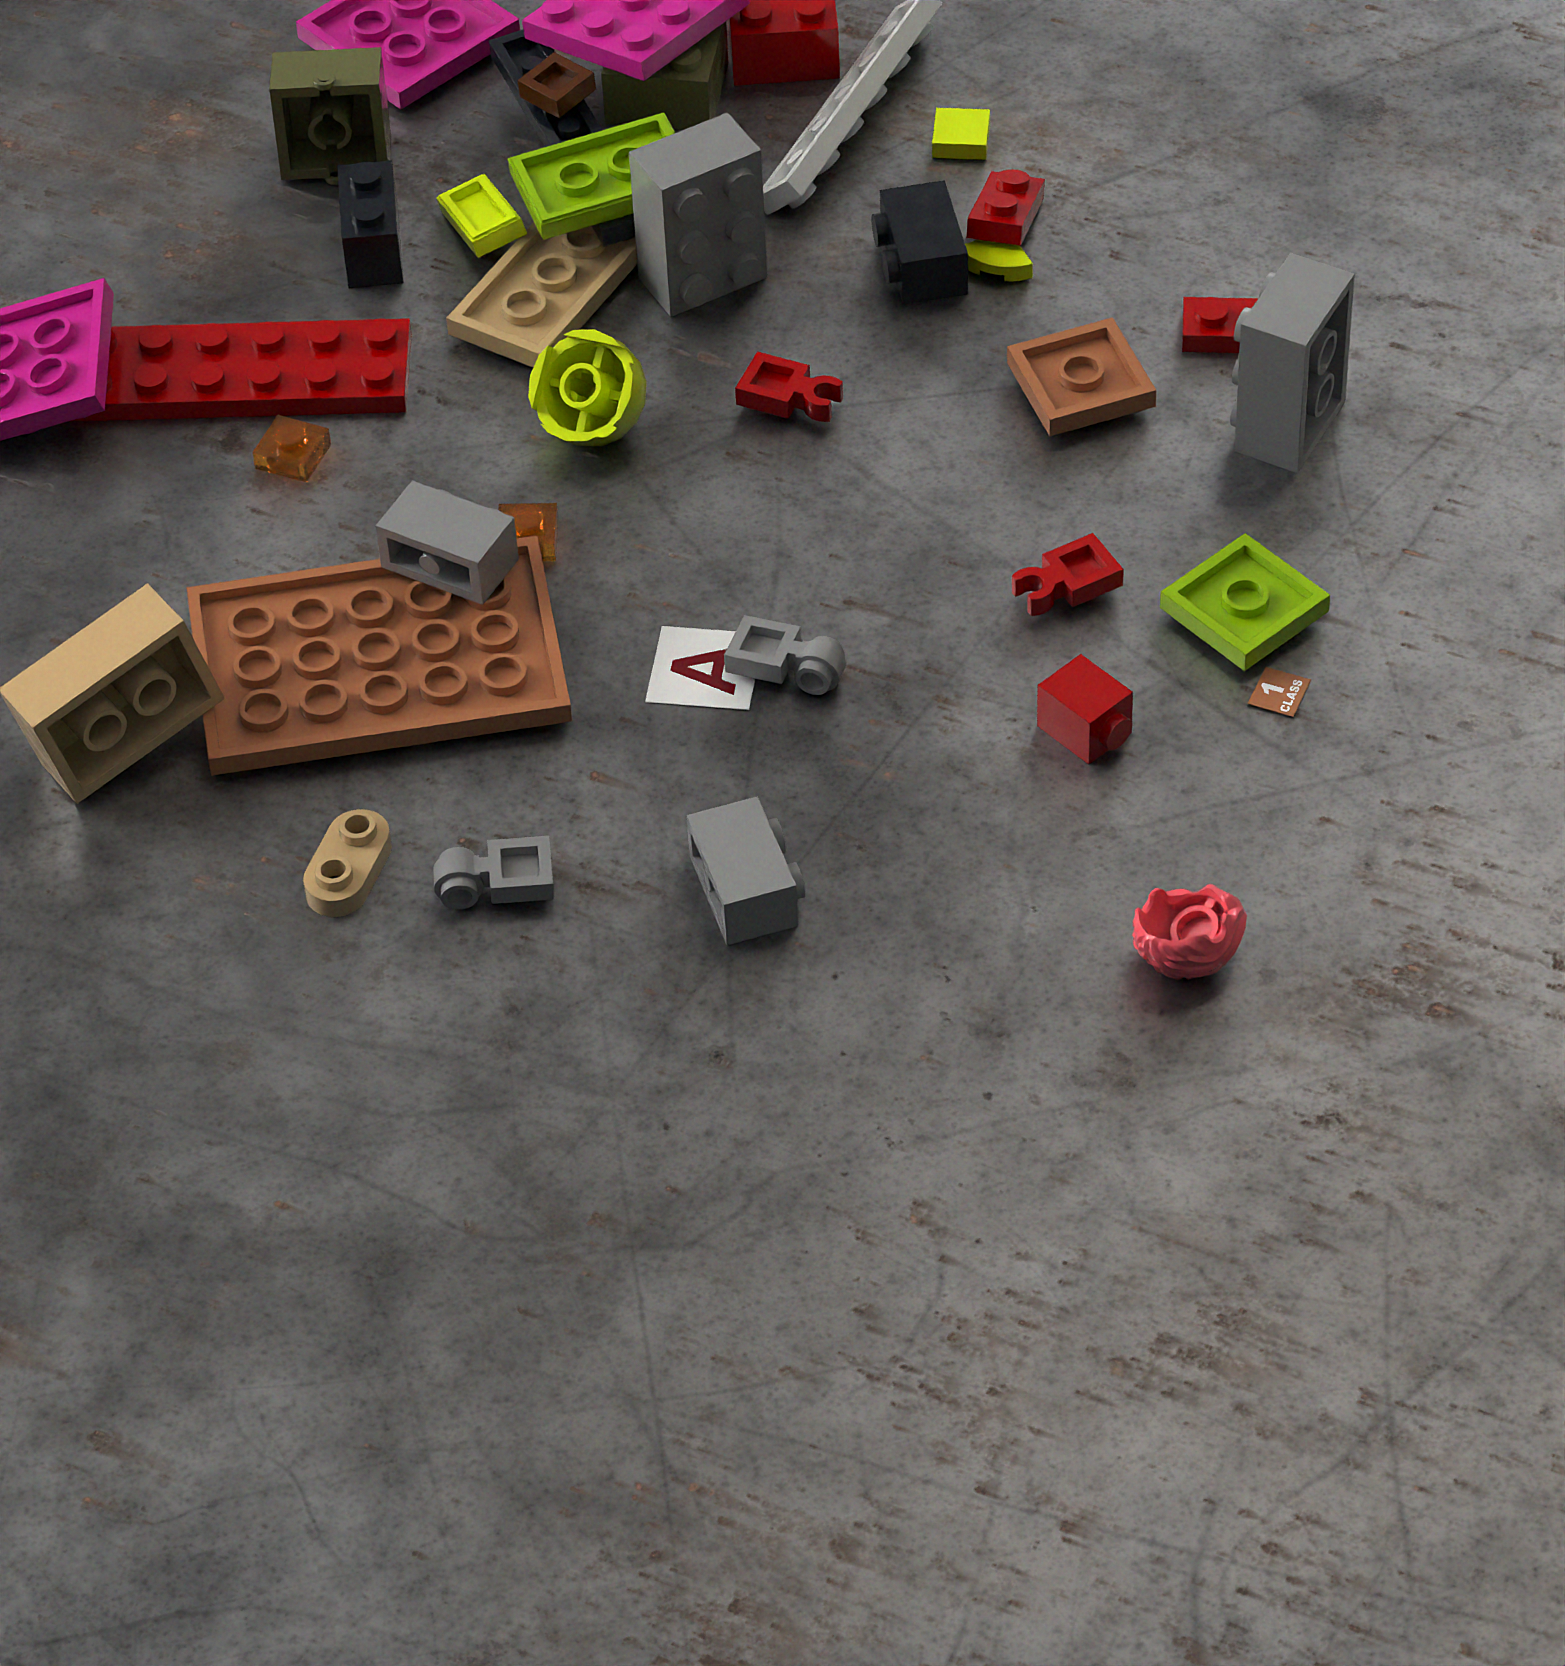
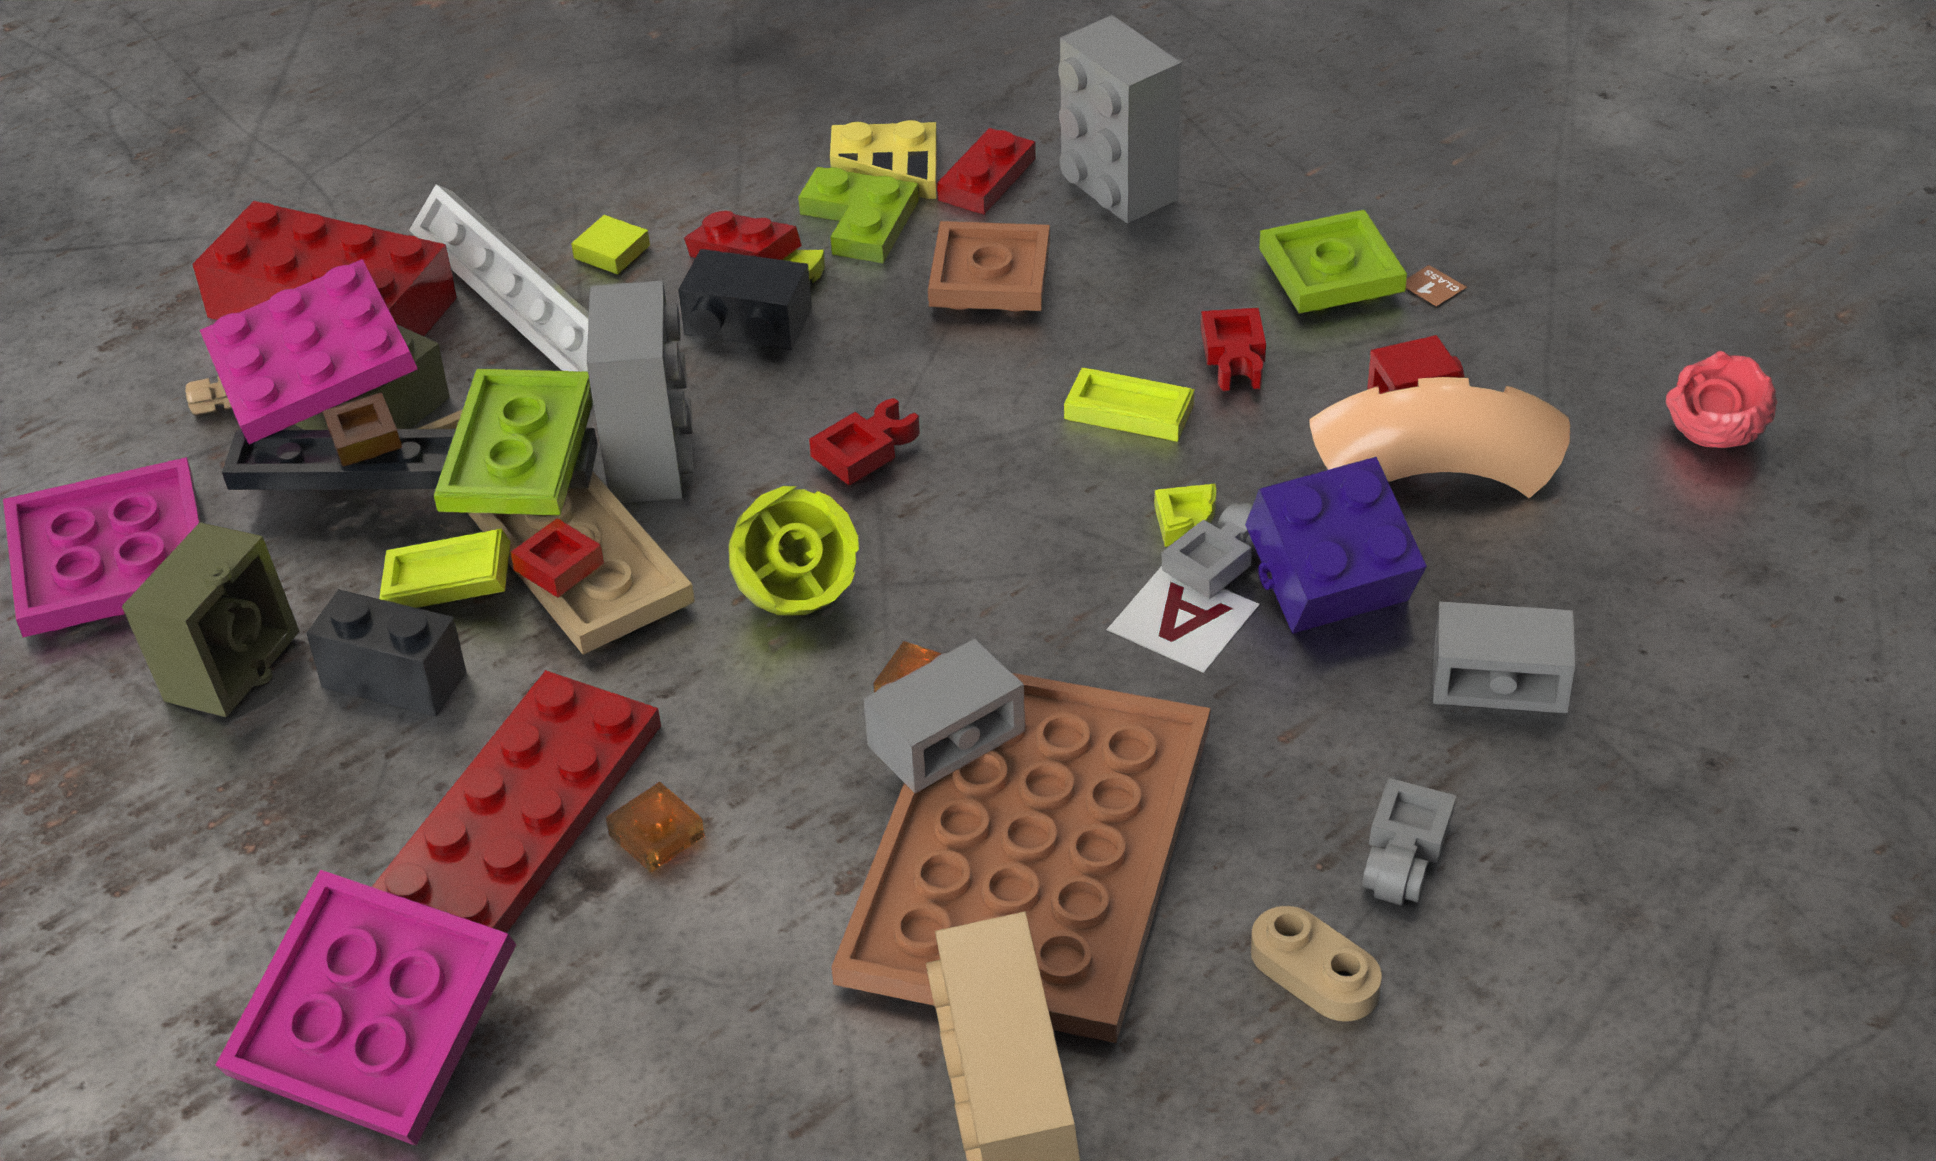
camera: 65 degrees left, 5 degrees down
(504, 262) = (557, 557): none -> red plate
(797, 711) = (1334, 545): none -> dark purple brick
(832, 618) = (1183, 508): none -> neon yellow tile
(954, 539) = (1129, 404): none -> neon yellow tile
(997, 743) = (1447, 429): none -> light nougat brick
(1127, 275) = (867, 207): none -> lime plate
(1219, 251) = (894, 150): none -> light yellow wing

